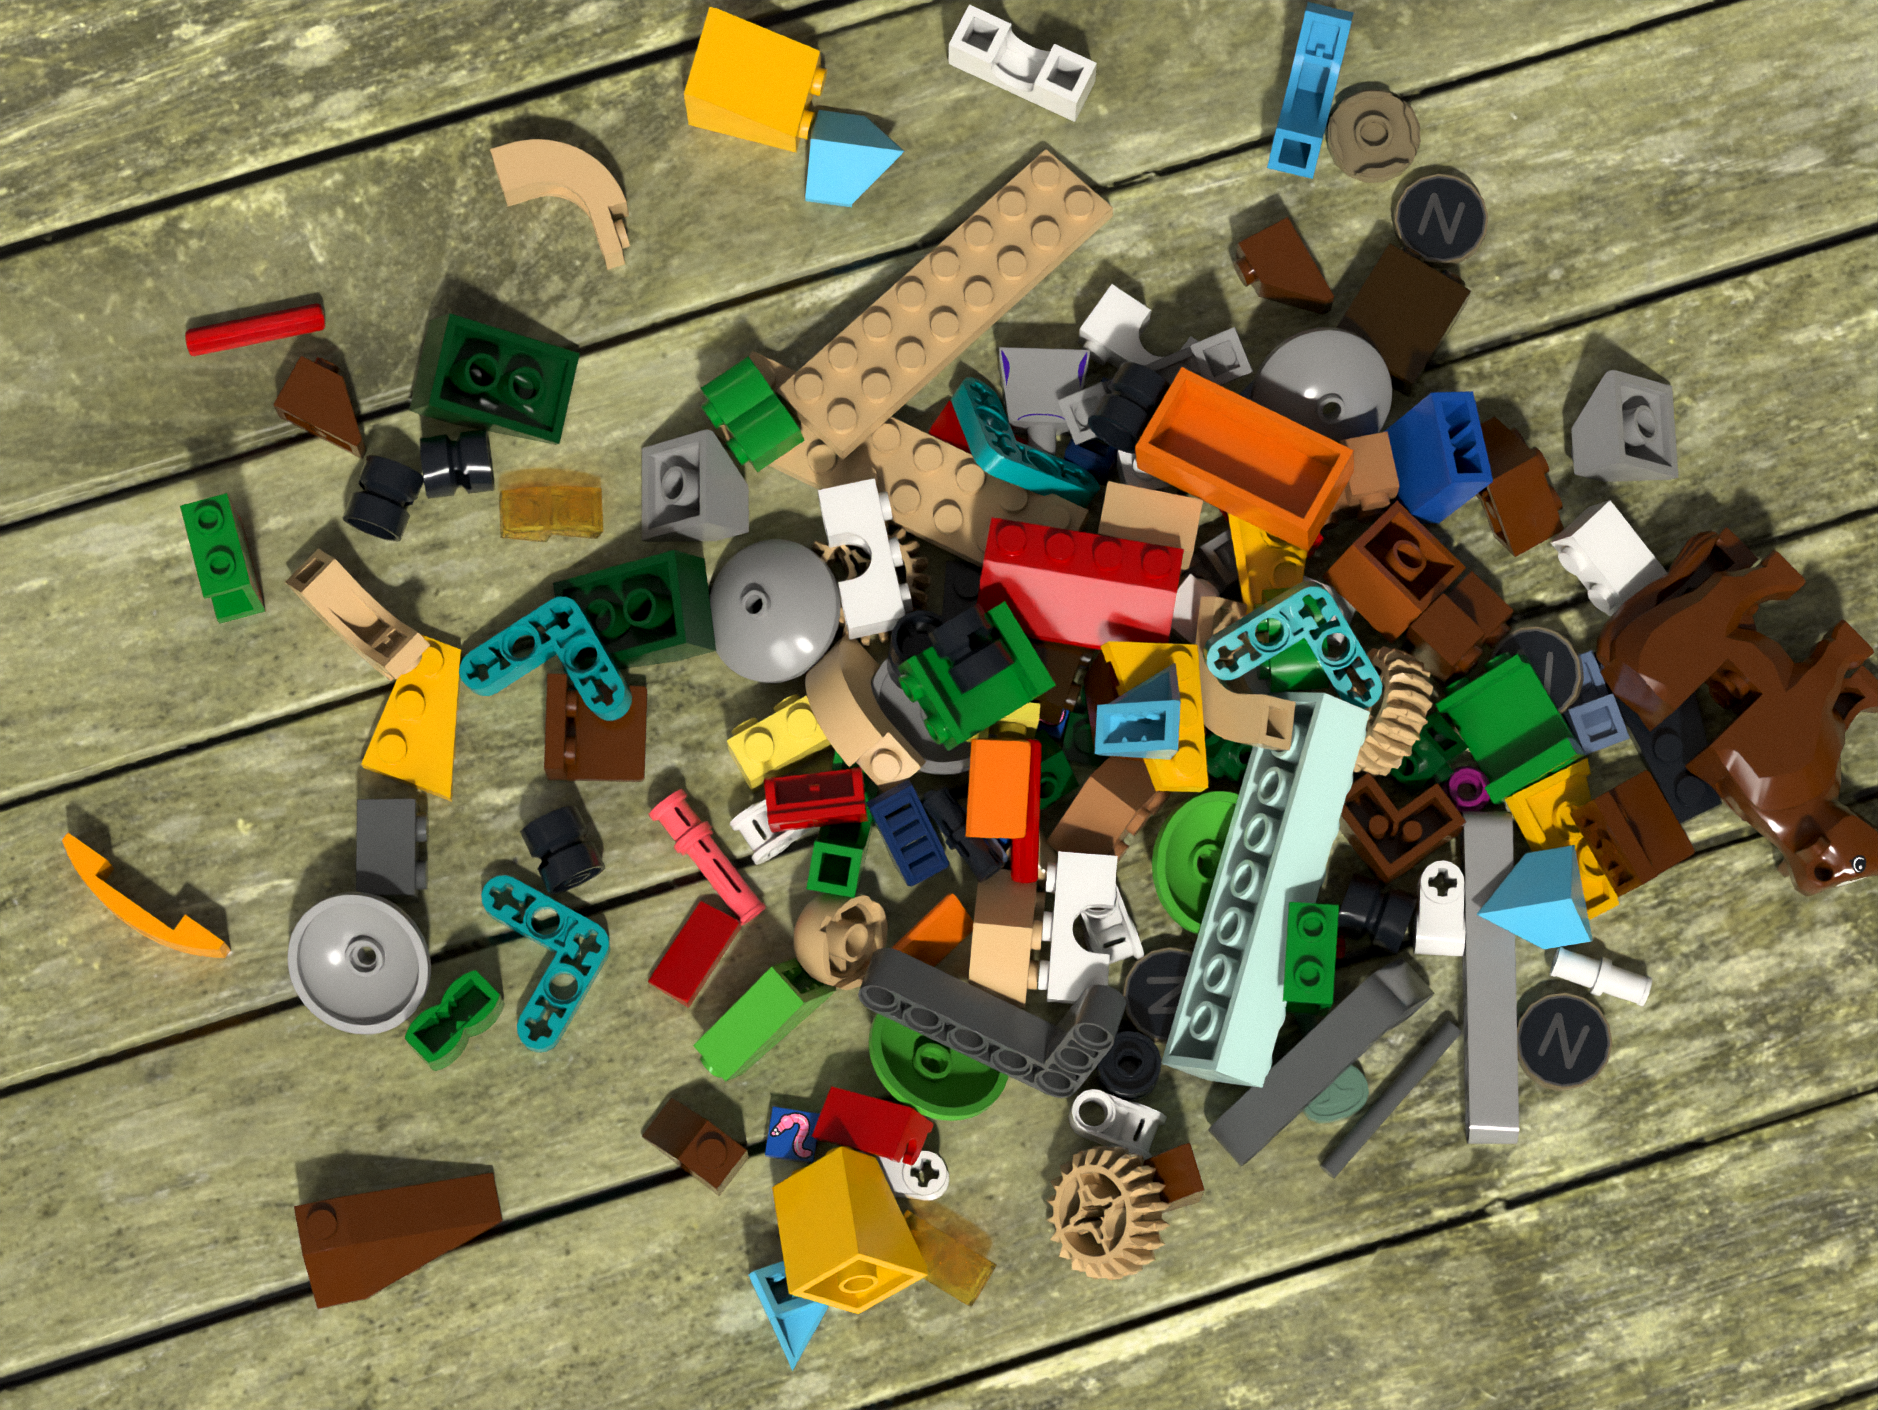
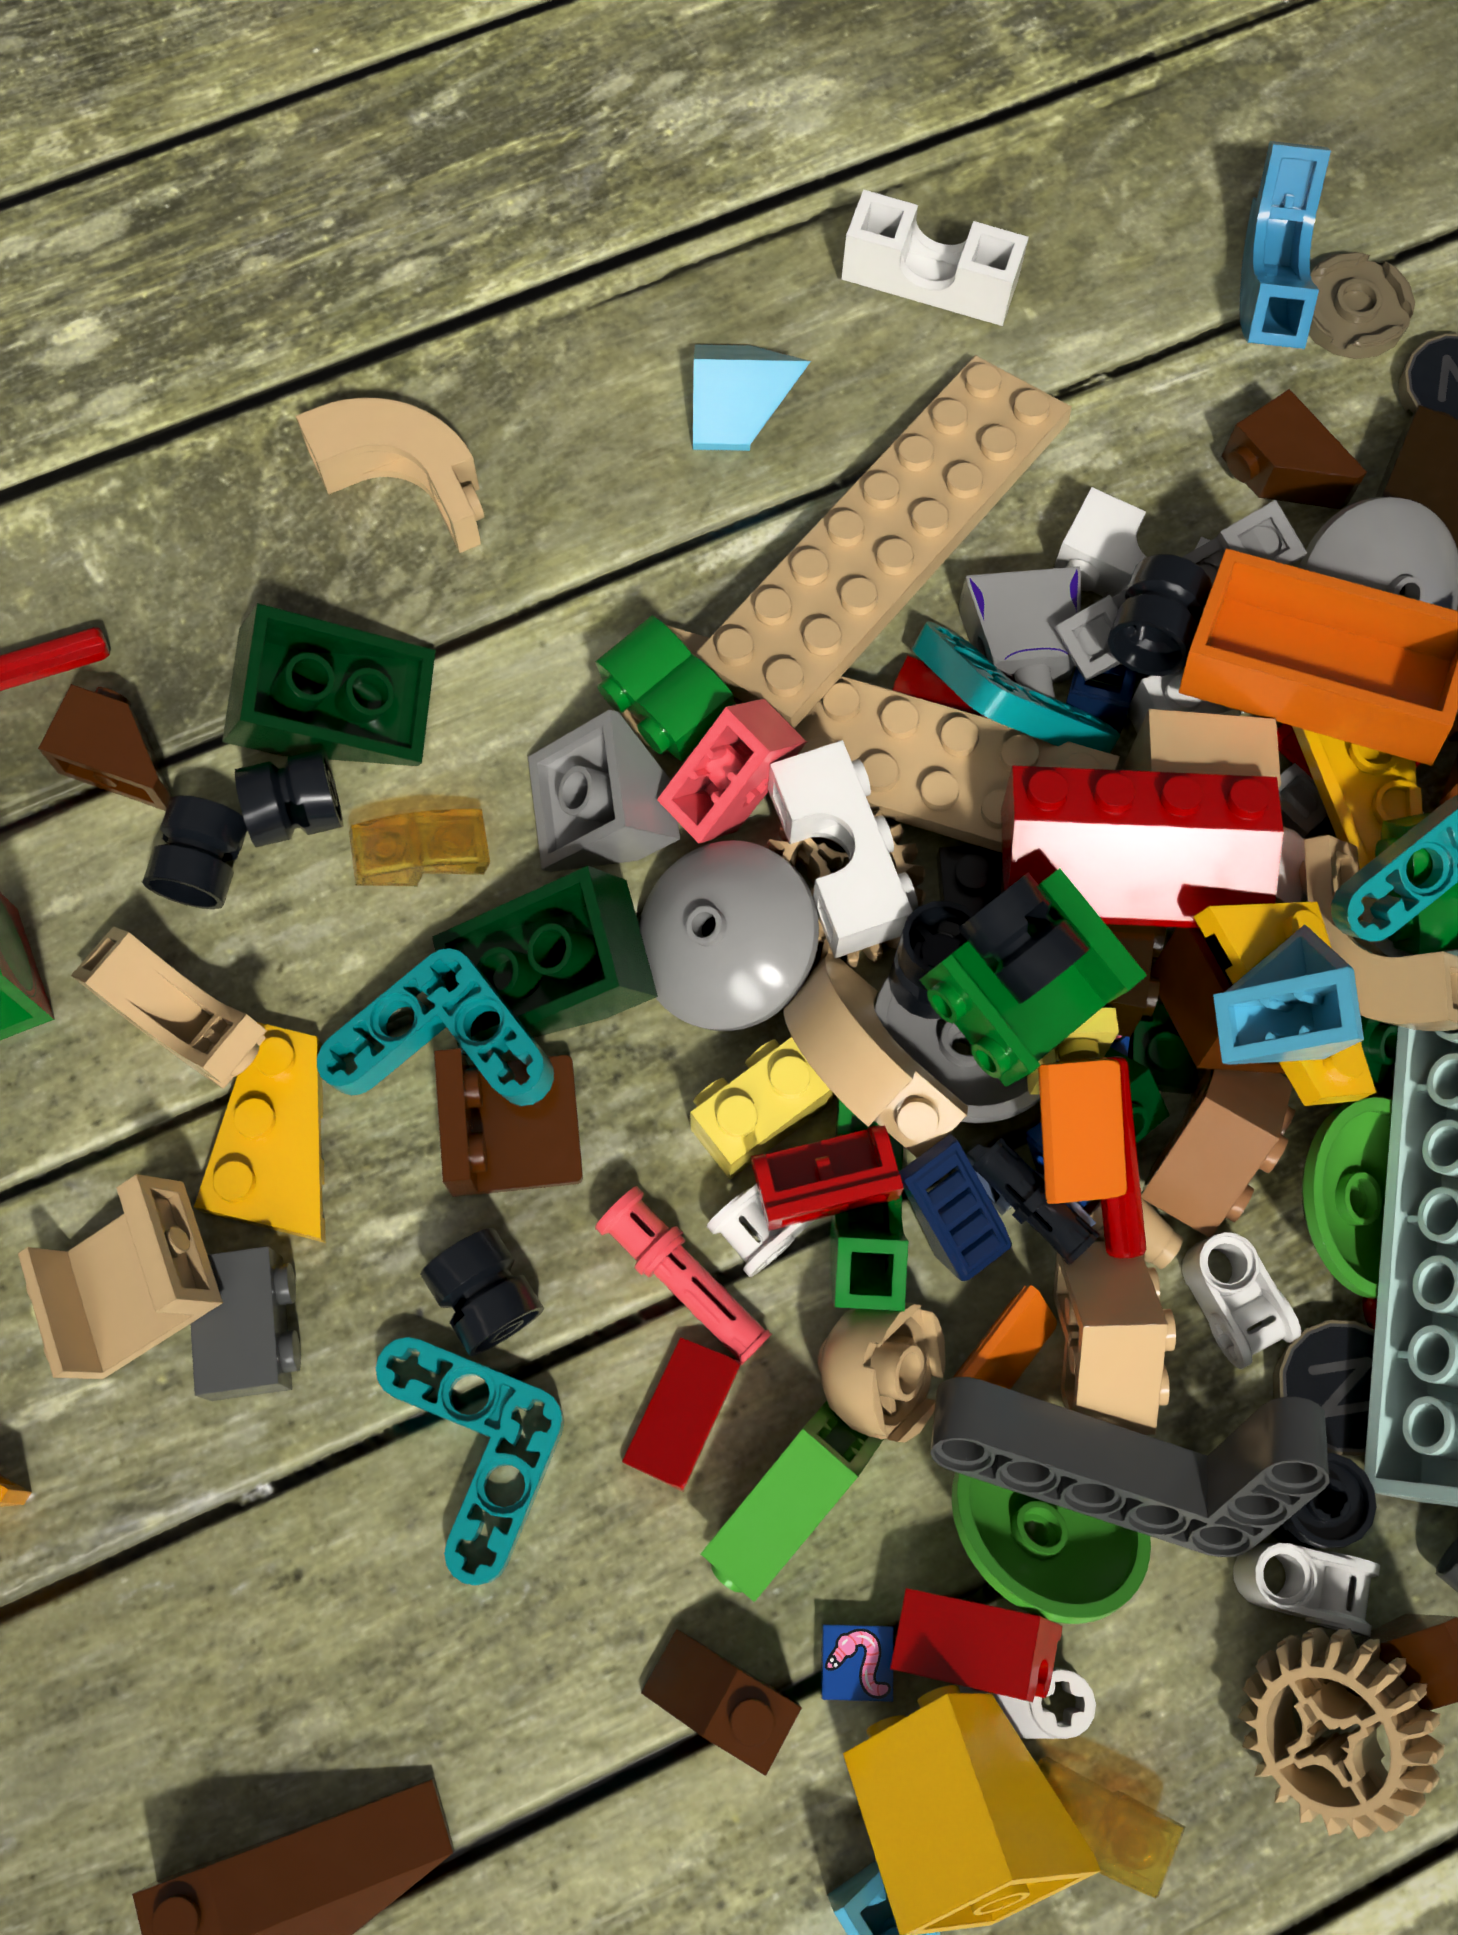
camera: 10 degrees left, 5 degrees down
(311, 811) = (123, 1283): none -> tan panel
(345, 984) = (188, 1517): light grey dish -> none
(464, 1012) = (340, 1579): green brick -> none
(753, 83) = (610, 311): yellow slope -> none
(791, 486) = (729, 770): none -> coral brick
(1079, 884) = (1207, 1254): white arch -> none

